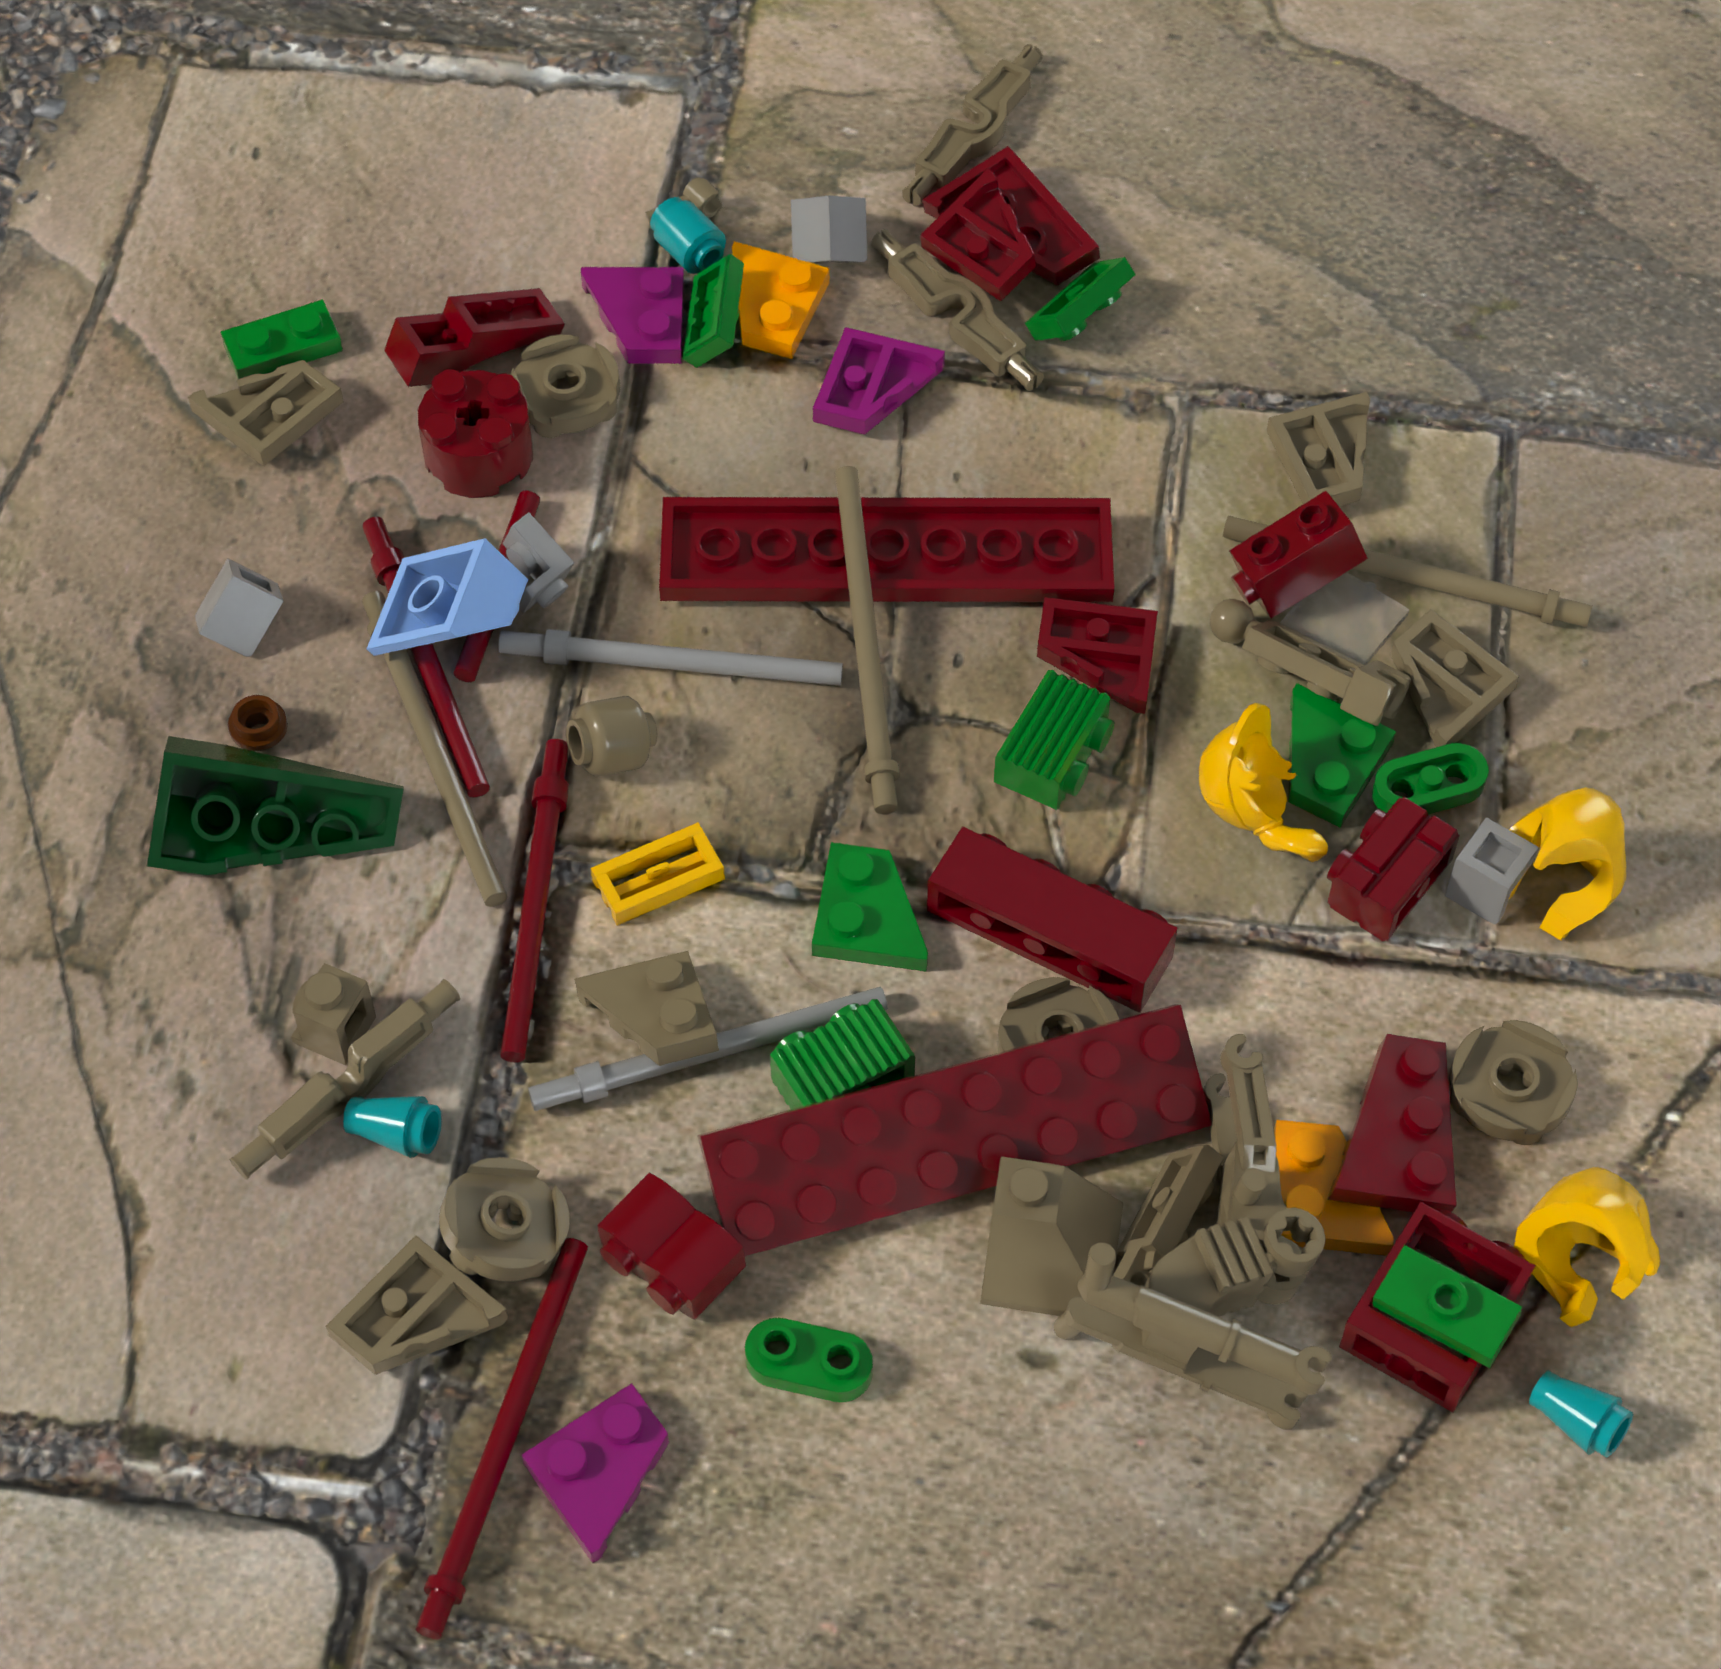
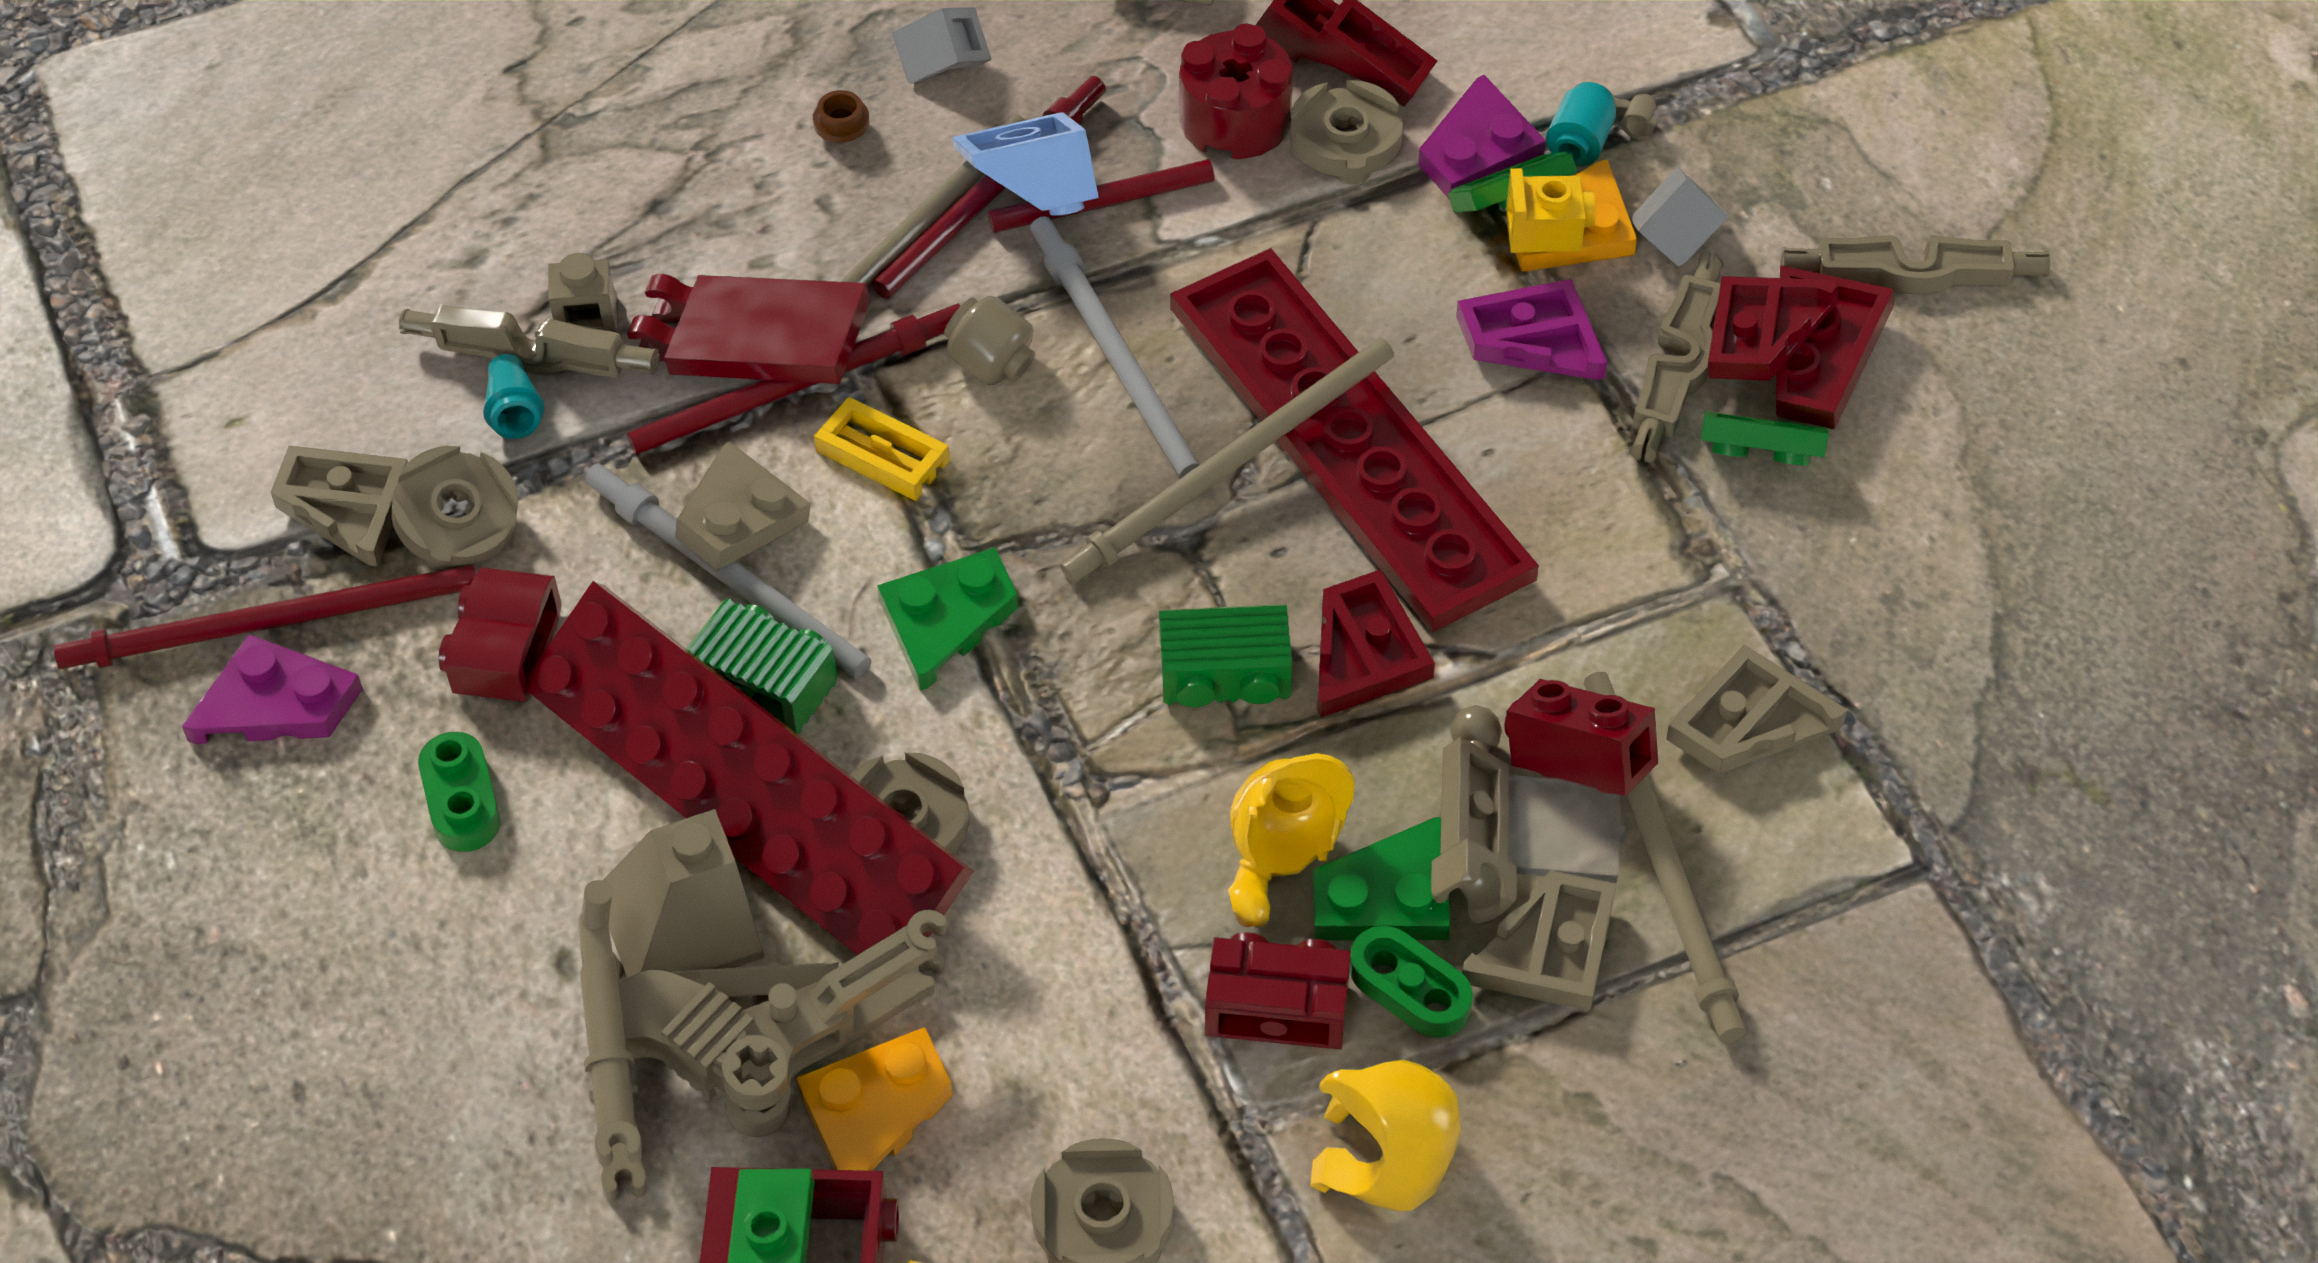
camera: 60 degrees right, 5 degrees down
(250, 808) = (748, 148): dark green wedge -> none
(465, 898) = (753, 327): none -> dark red tile
(540, 557) = (1133, 201): light grey bracket -> none
(786, 290) = (1547, 213): none -> yellow brick
(1051, 918) = (1024, 747): dark red brick -> none
(1402, 1132) = (975, 1135): dark red wing -> none
(1489, 870) = (1323, 1051): light grey panel -> none

